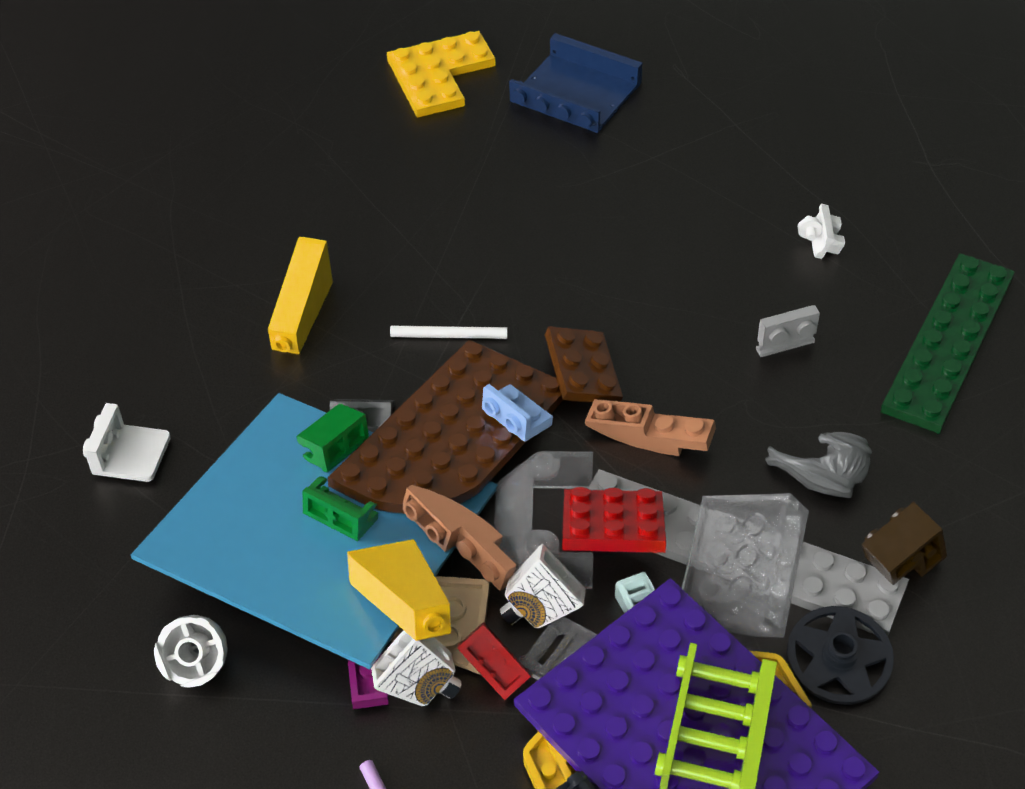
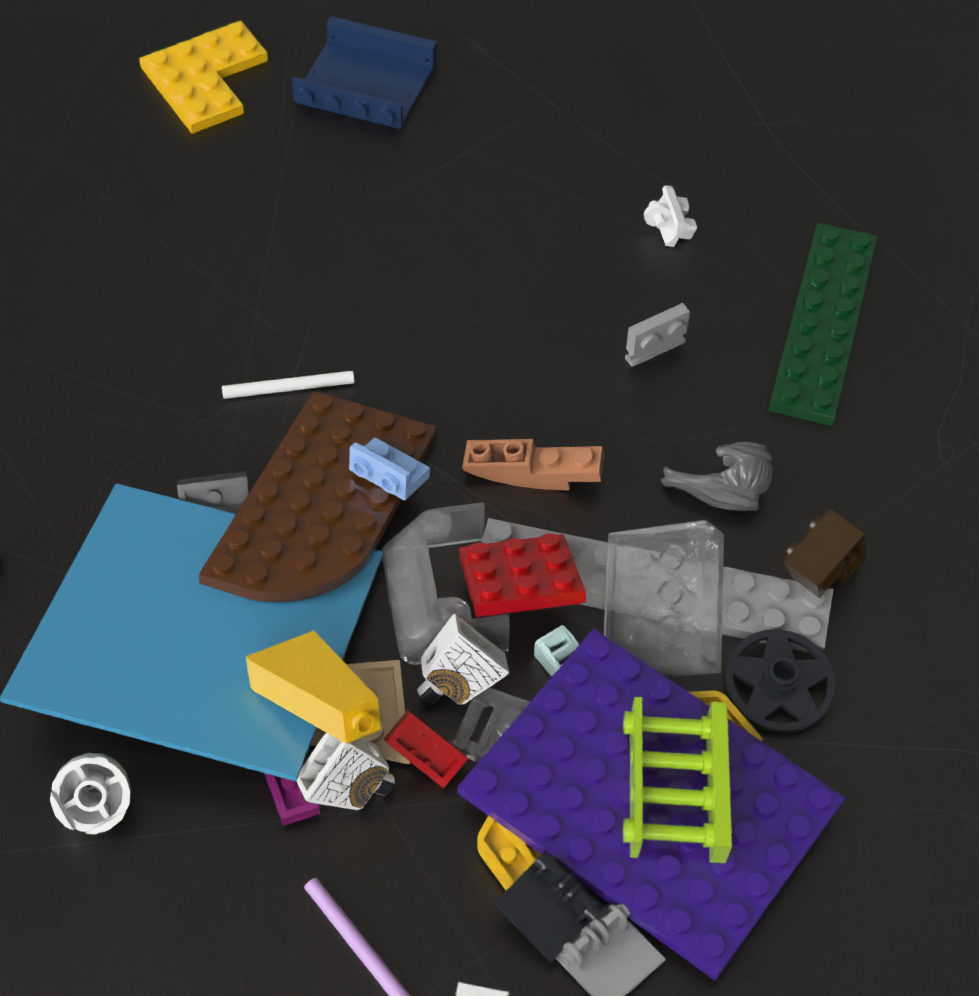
camera: 15 degrees left, 5 degrees up
(301, 295) = (112, 365): yellow slope -> none
(334, 436) = (194, 526): green hinge -> none
(336, 511) = (219, 611): green hinge -> none
(455, 525) = (351, 606): nougat slope -> none
(582, 365) = (446, 403): reddish brown plate -> none

